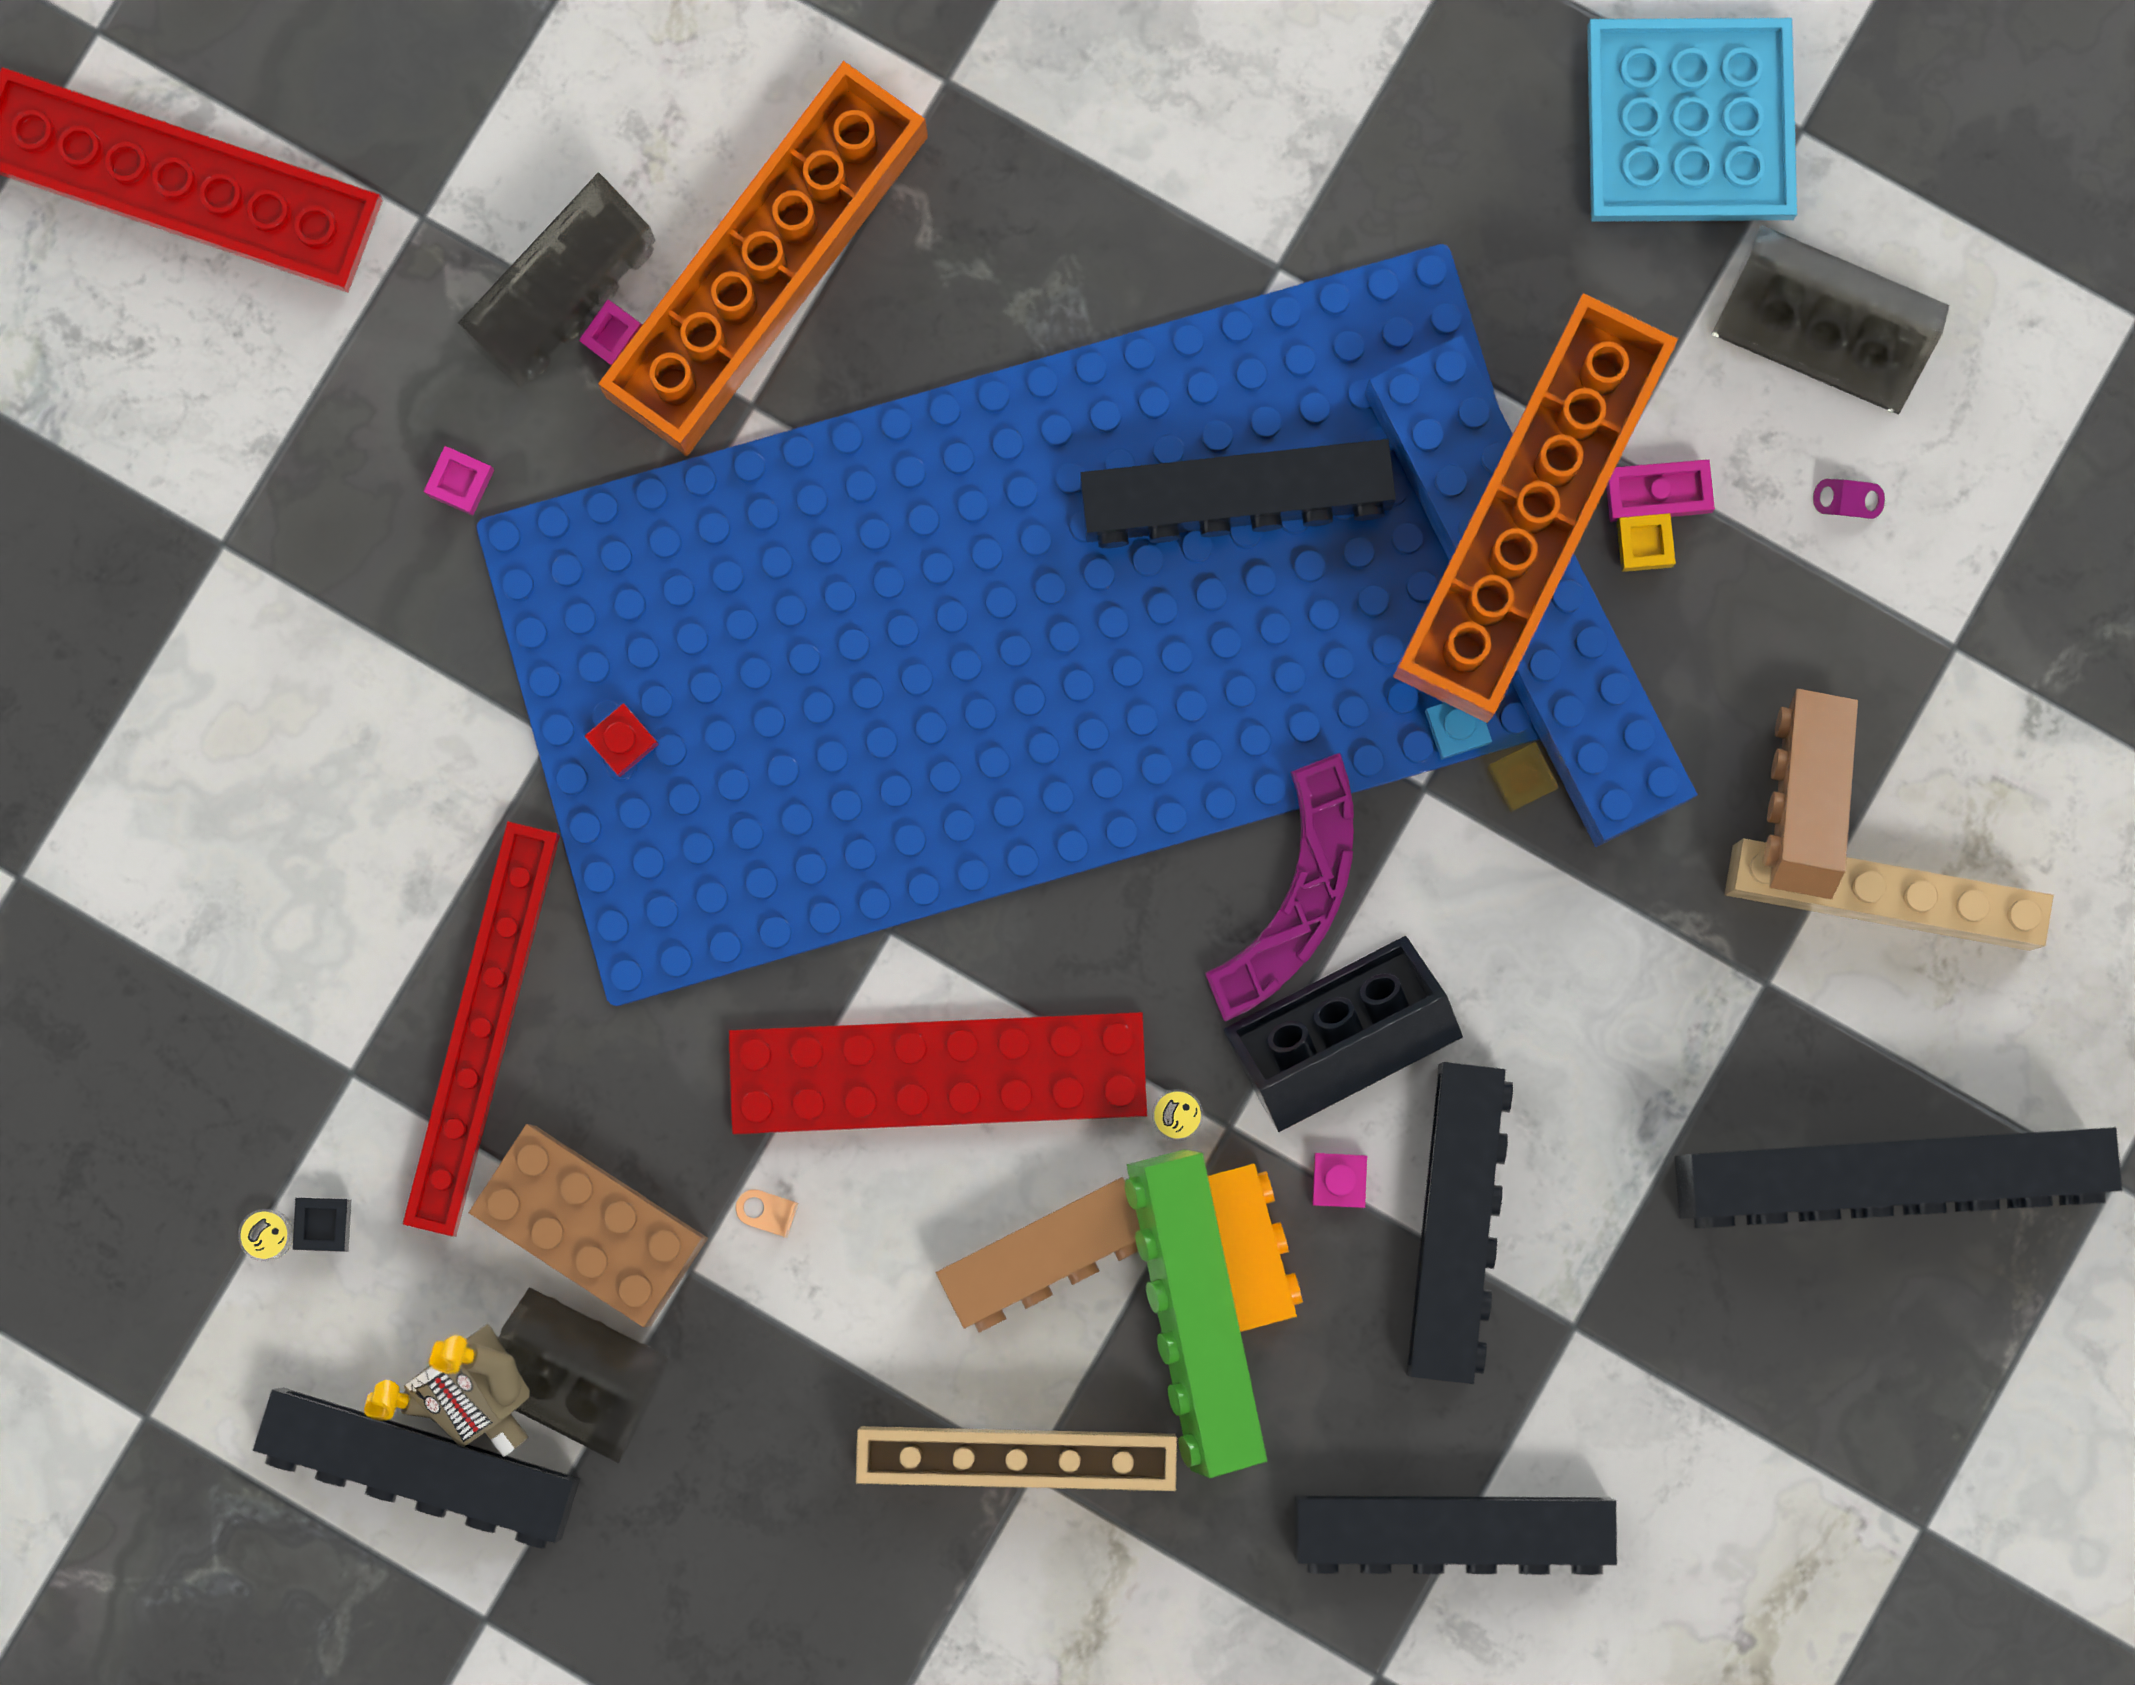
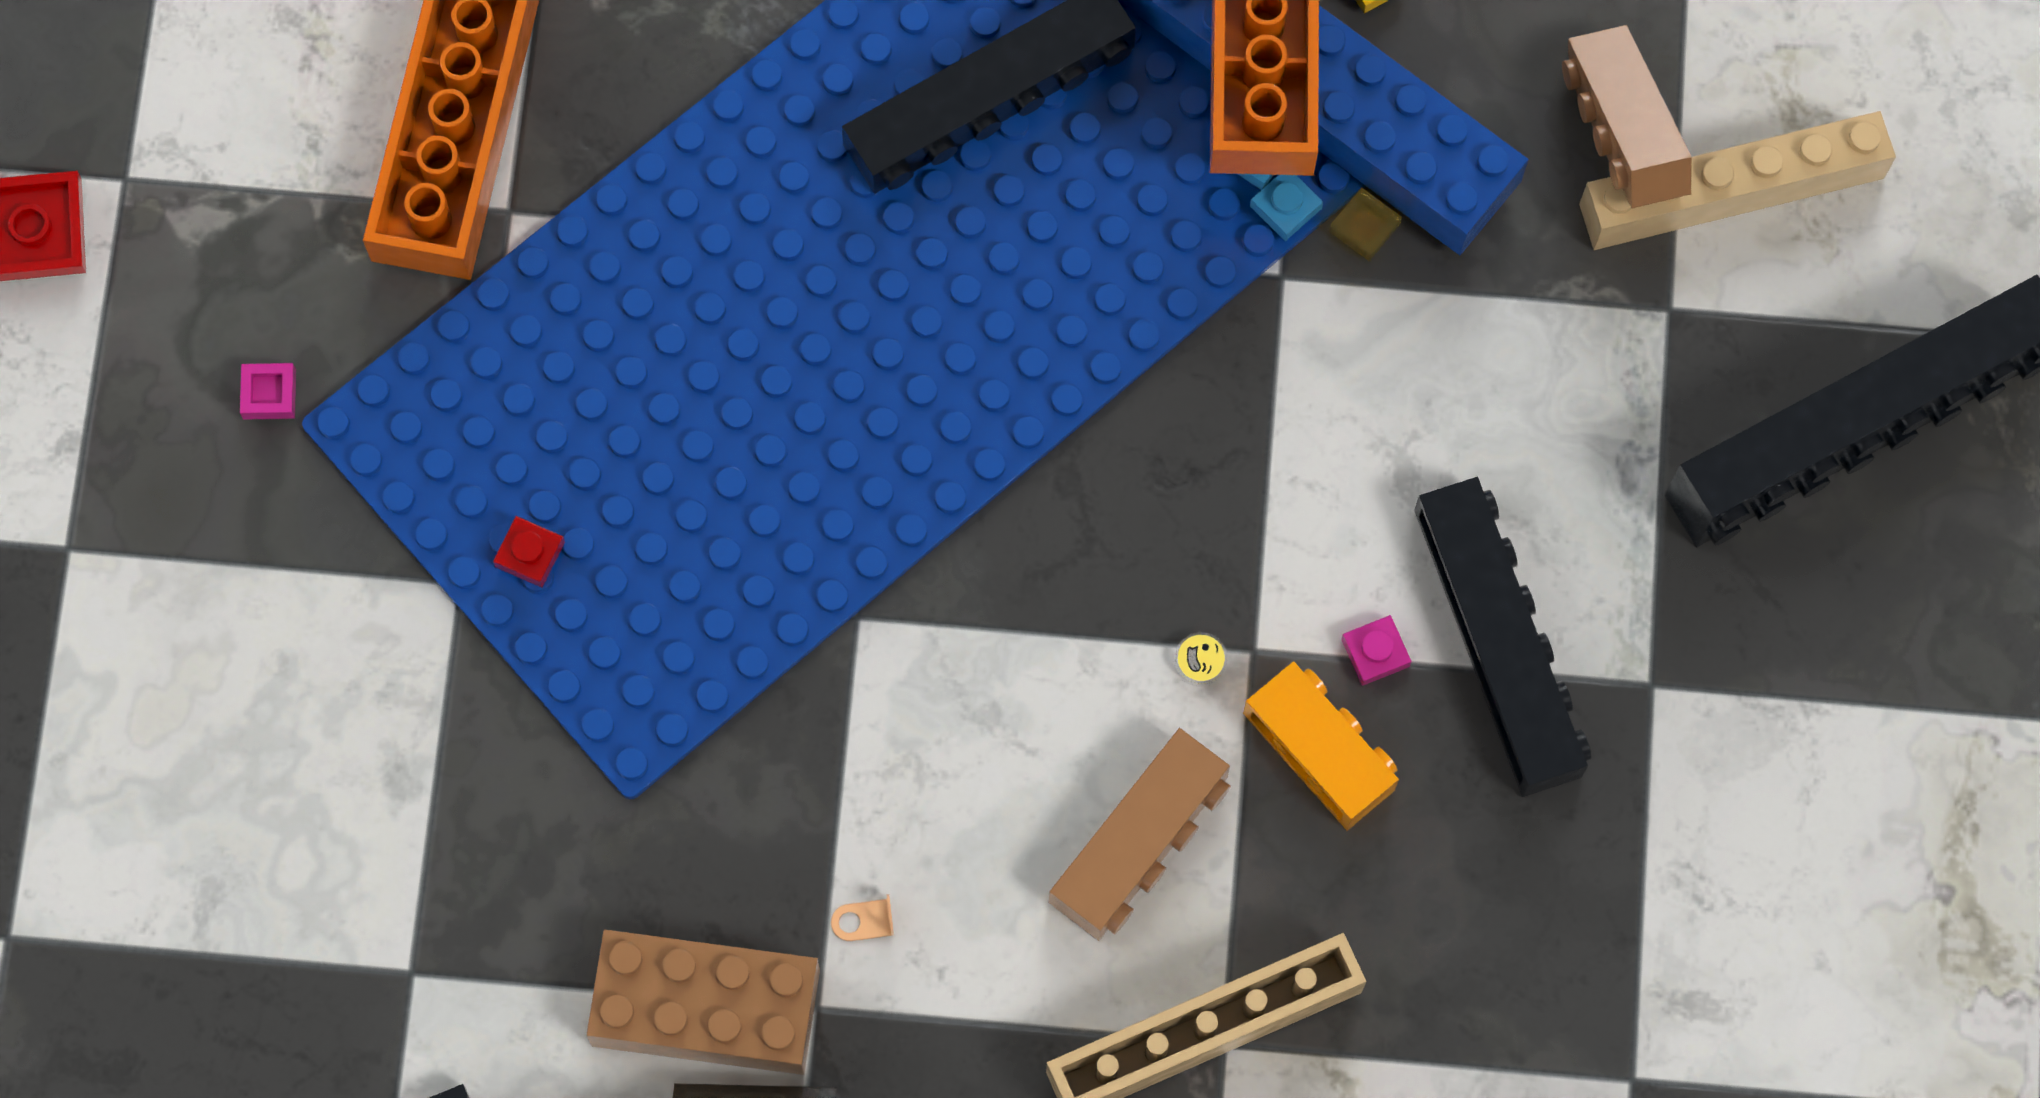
camera: 30 degrees left, 10 degrees down
(481, 1029) = (518, 874): red plate -> none
(559, 281) = (282, 173): clear smoke slope -> none
(610, 332) = (350, 199): dark pink plate -> none
(937, 1073) = (962, 722): red plate -> none
(1195, 1313) = (1306, 817): bright green brick -> none
(1310, 901) = (1228, 414): magenta tile -> none
(1343, 1033) = (1316, 516): black slope -> none
(1455, 1532) = (1635, 911): black brick -> none

